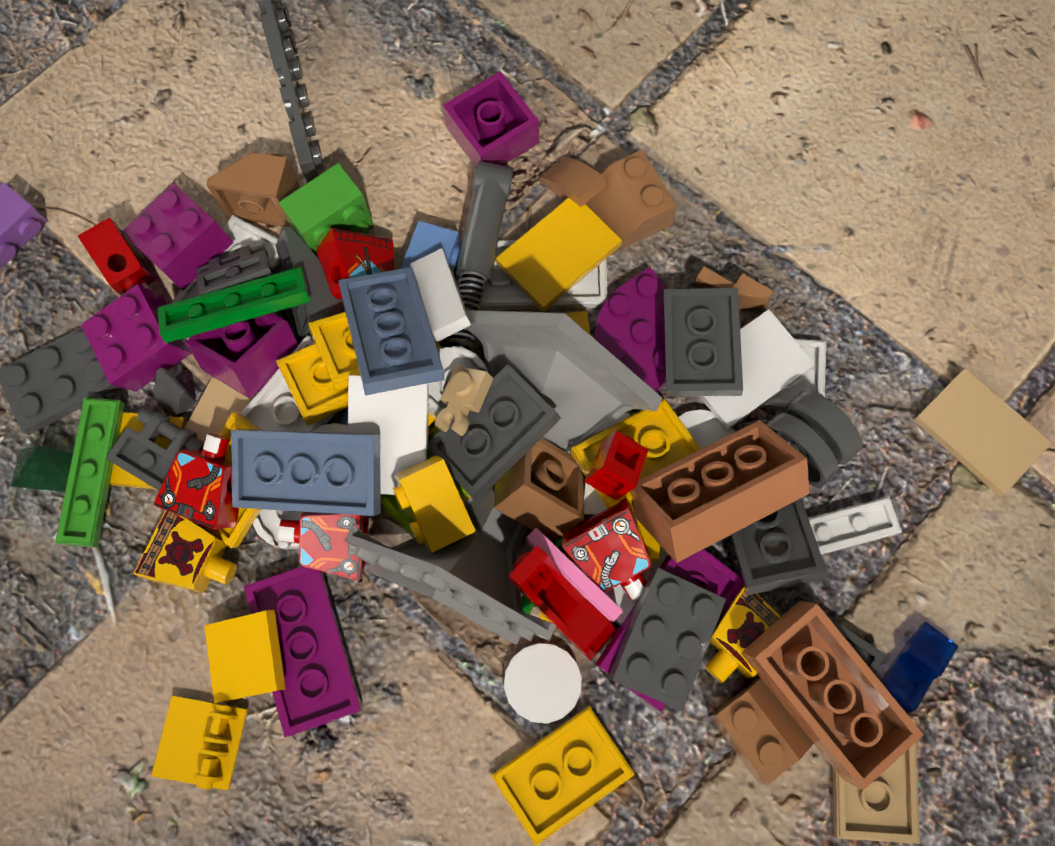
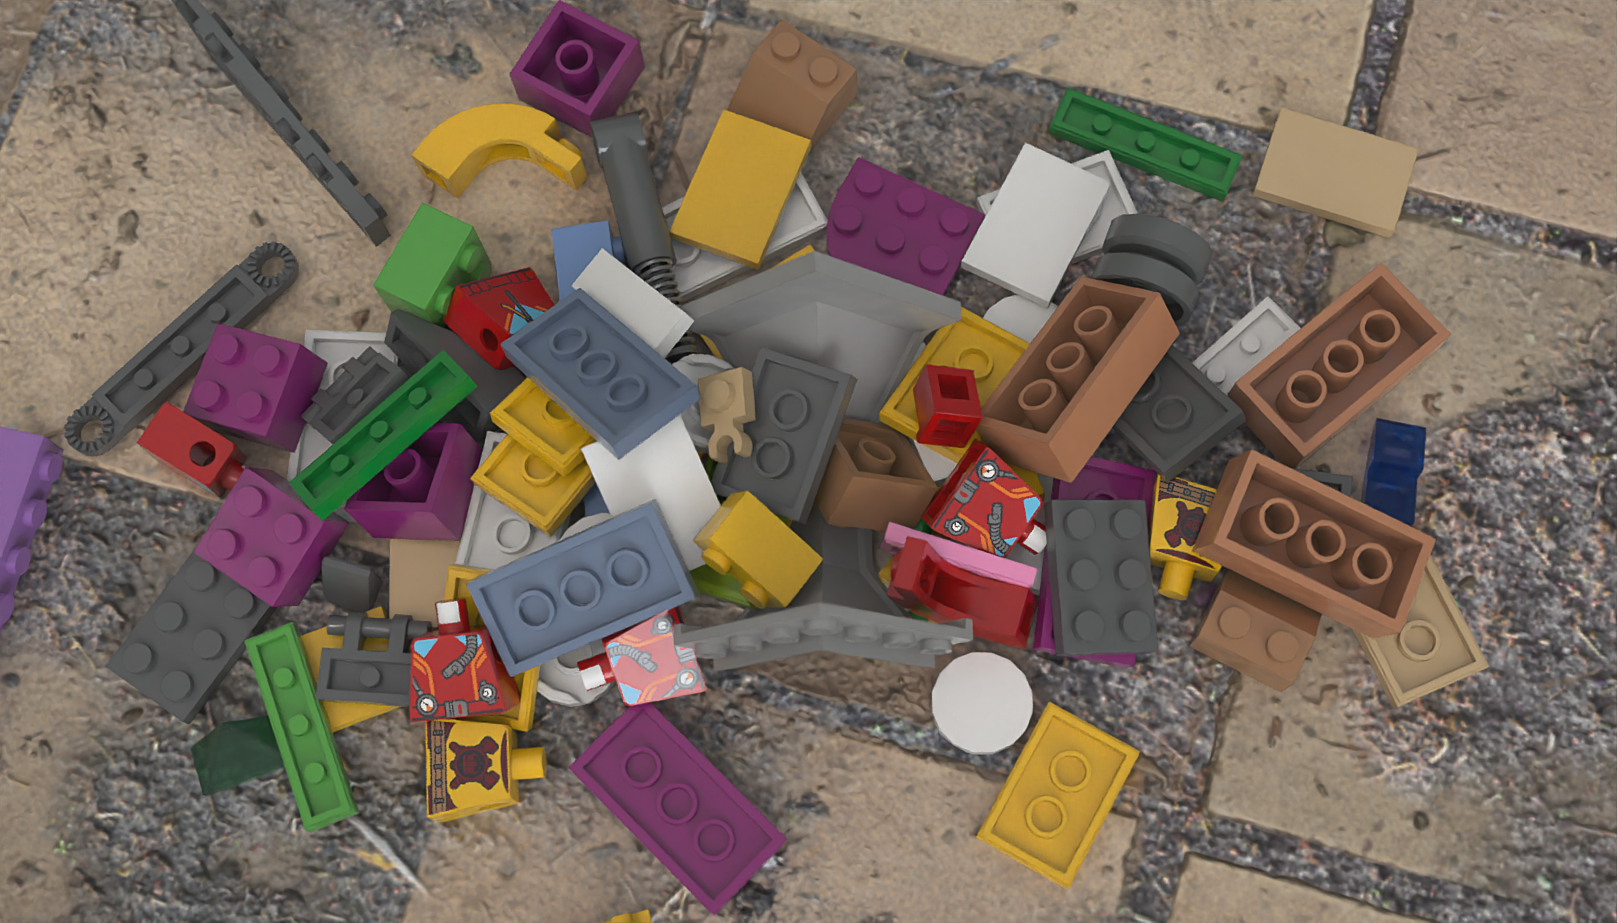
camera: 25 degrees left, 0 degrees up
(136, 193) = (179, 349): none -> dark grey plate
(244, 656) = (614, 847): yellow tile -> none
(254, 188) = (328, 283): medium nougat slope -> none
(413, 141) = (496, 133): none -> yellow arch
(574, 180) = (714, 93): medium nougat slope -> none
(702, 342) = (969, 217): dark grey plate -> none
(751, 293) = (988, 139): medium nougat slope -> none
(855, 349) = (1145, 144): none -> green tile
(914, 571) = (1337, 366): none -> nougat brick

